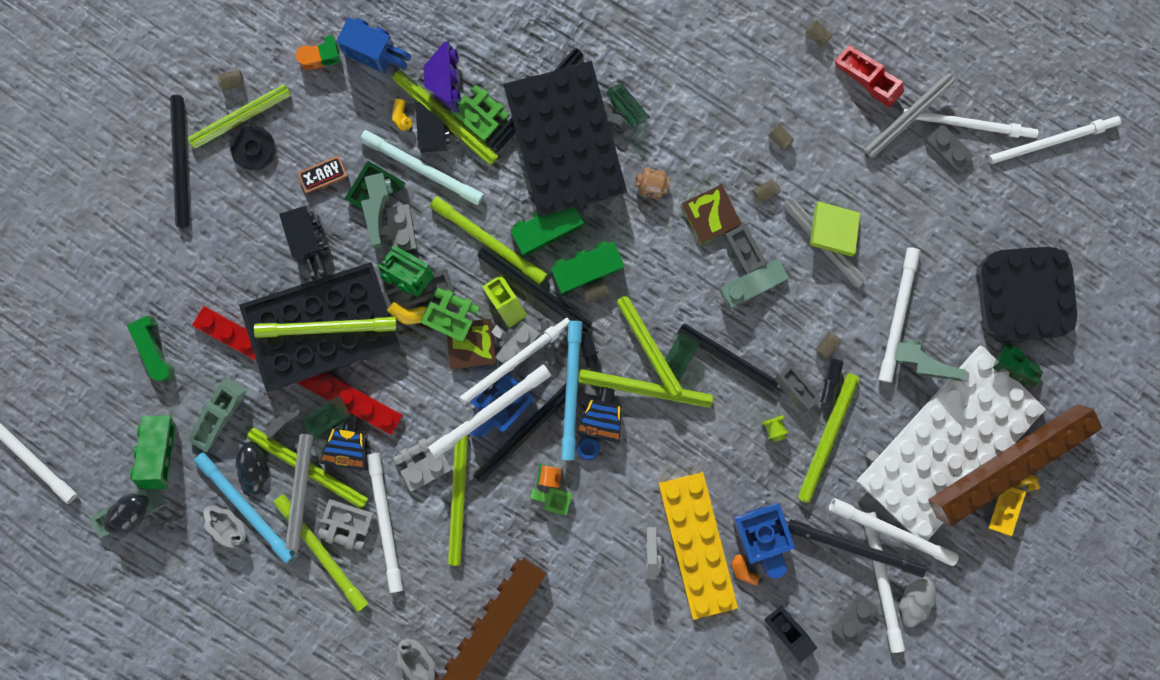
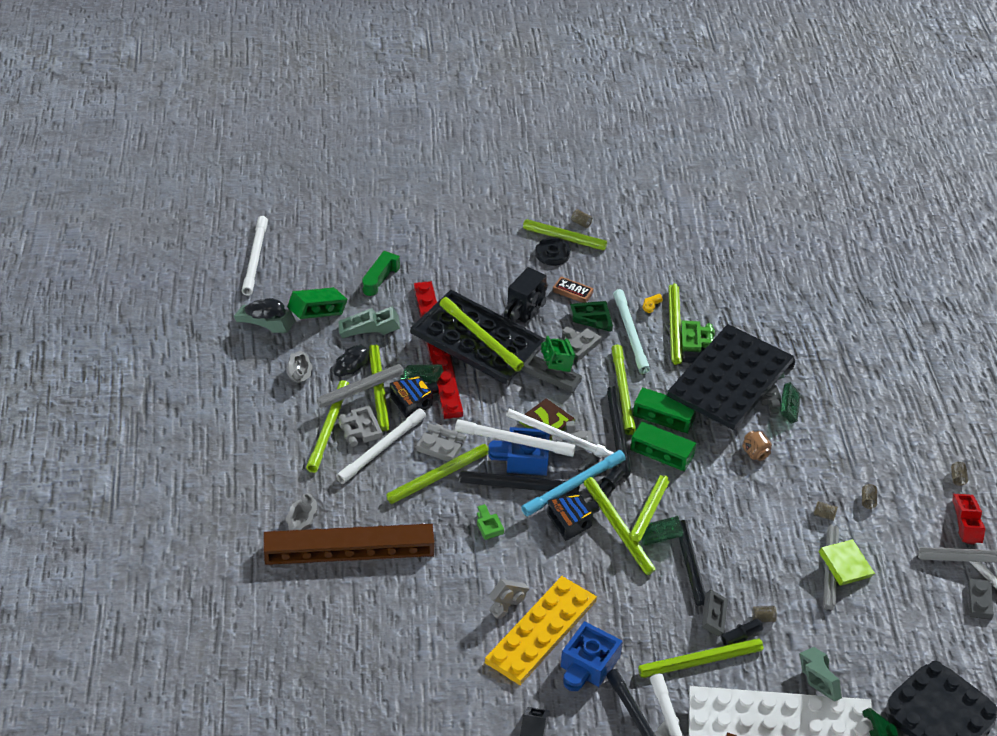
camera: 50 degrees right, 40 degrees down
(179, 161) = (507, 225): black axle -> none
(210, 470) = (329, 343): medium azure piece -> none
(278, 424) = (393, 355): dark grey plate -> none
(319, 55) = (643, 246): leg -> none
(370, 46) = (675, 258): blue brick -> none
(373, 208) = (581, 315): sand green slope -> none
(407, 316) = (531, 376): yellow arm -> none
(430, 131) = (657, 319): black slope -> none
(442, 76) = (699, 303): dark purple slope -> none
(449, 322) = (549, 394): bright green plate -> none
(505, 301) = (593, 418): lime slope -> none
(549, 475) = (504, 504): orange leg -> none
(588, 448) = (543, 524): blue tile -> none
(598, 294) = (651, 461): dark tan piece -> none
(711, 214) = (774, 492): reddish brown tile -> none
(741, 571) = (549, 666): orange arm -> none
(745, 249) = (773, 523): dark grey plate -> none
(753, 284) = (755, 542): sand green slope -> none
(776, 428) = (673, 618): lime brick -> none
(909, 268) = (874, 628): white piece -> none

